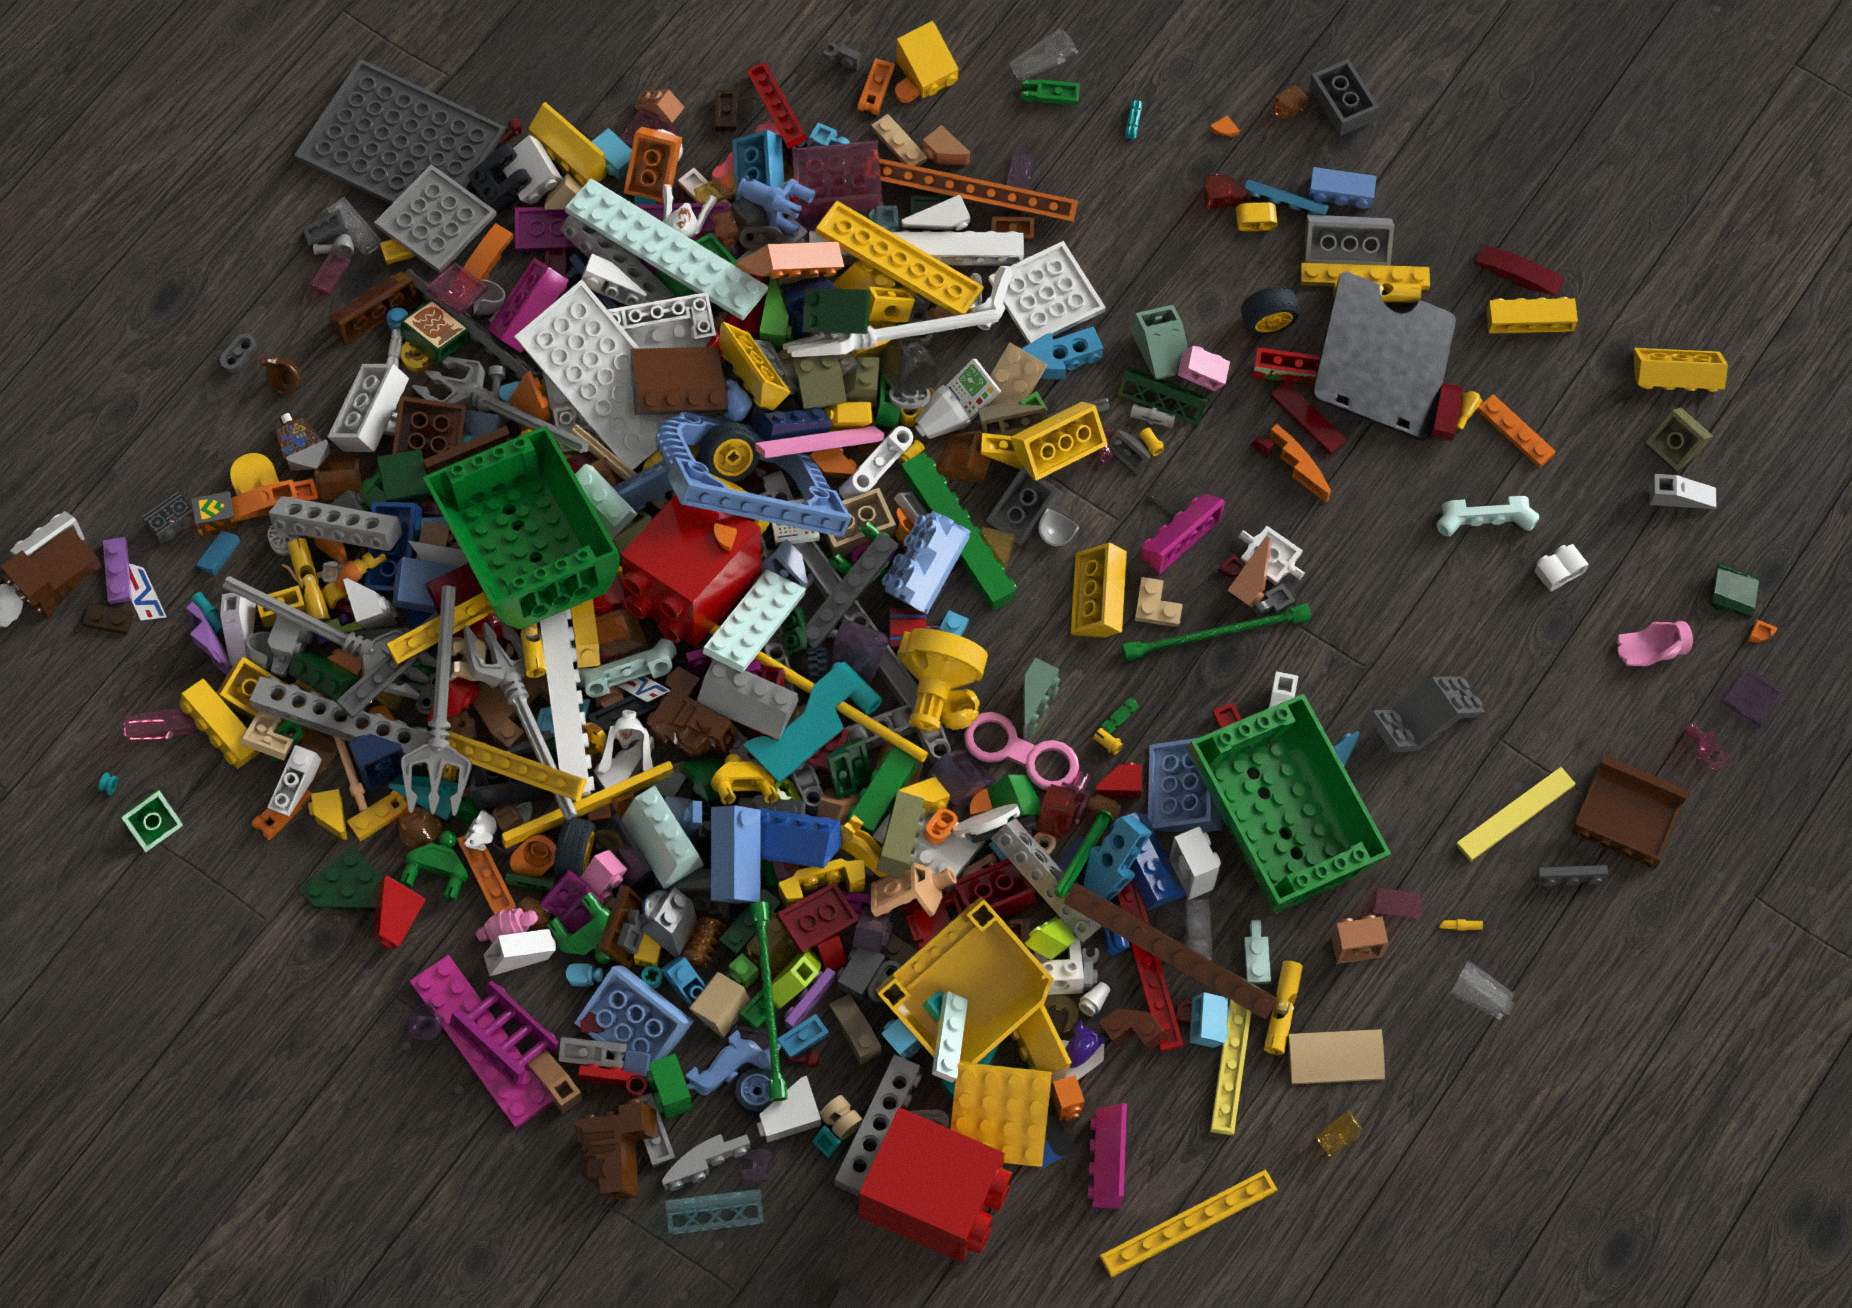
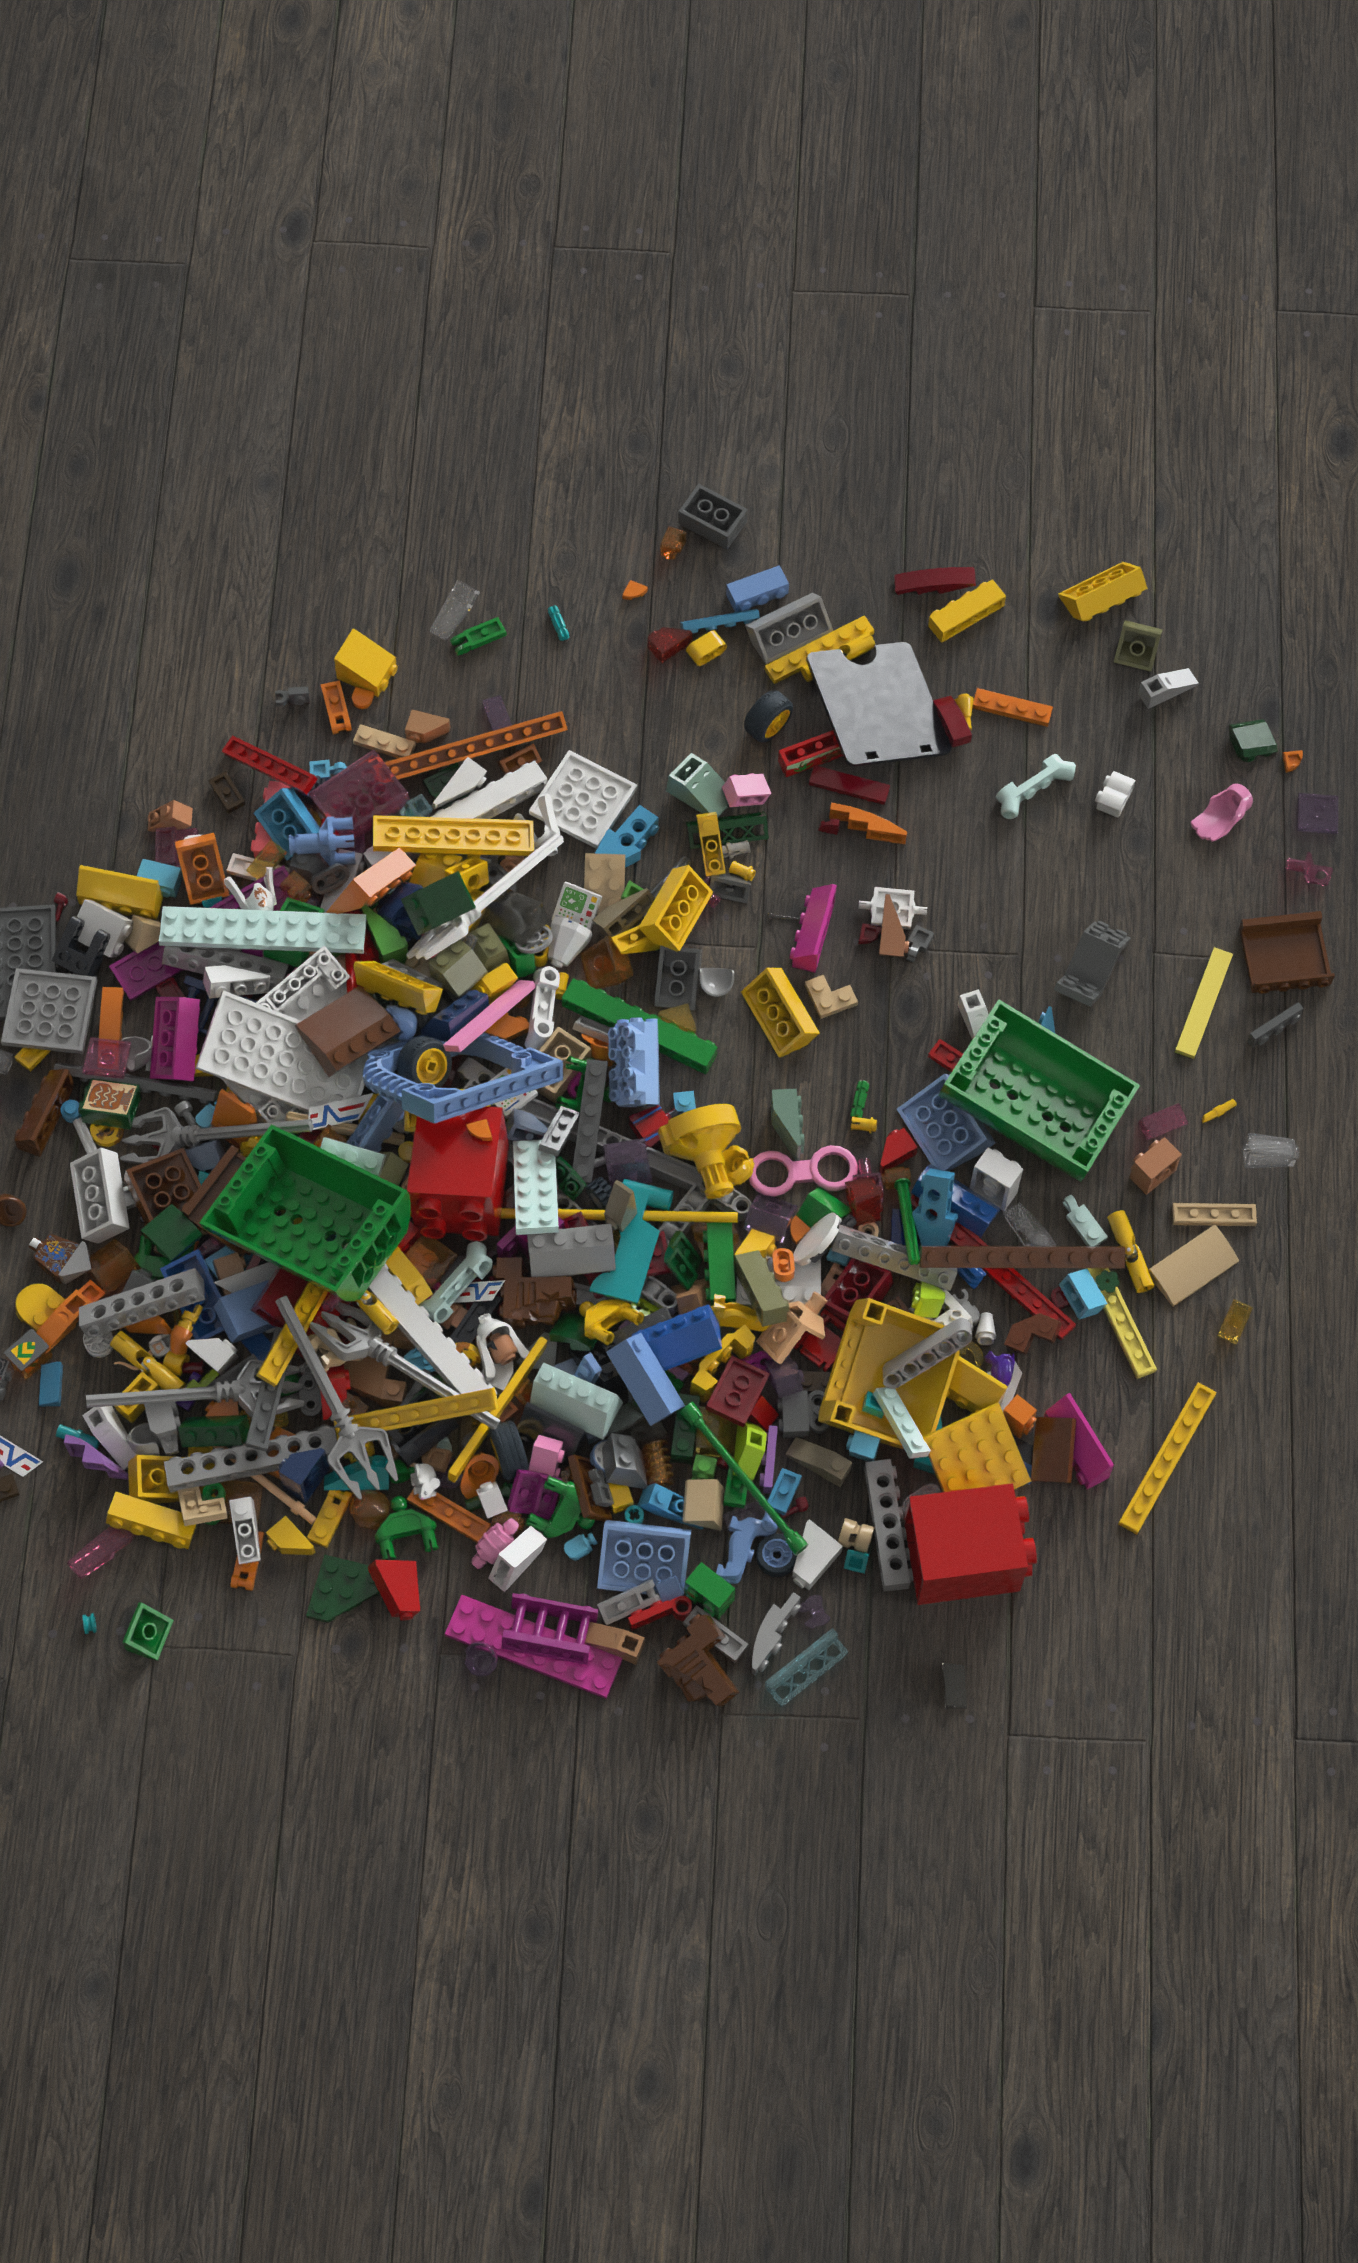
camera: 30 degrees left, 0 degrees up
(529, 883) = (491, 1499): none -> white brick
(589, 1024) = (610, 1581): dark red tile -> none
(622, 451) = (338, 1111): none -> white sticker
(628, 752) = (501, 1349): none -> nougat head
(812, 583) = (559, 1131): none -> plate
(815, 684) = (620, 1207): none -> dark tan slope
(1012, 985) = (934, 1346): none -> light grey beam
(1079, 1149) = (1053, 1449): none -> reddish brown tile
(1135, 398) = (711, 843): none -> yellow slope
(1241, 1016) = (1111, 1277): none -> dark green plant
(1296, 614) = (839, 1040): green hose -> none
(1390, 1020) = (1214, 1214): none -> tan tile

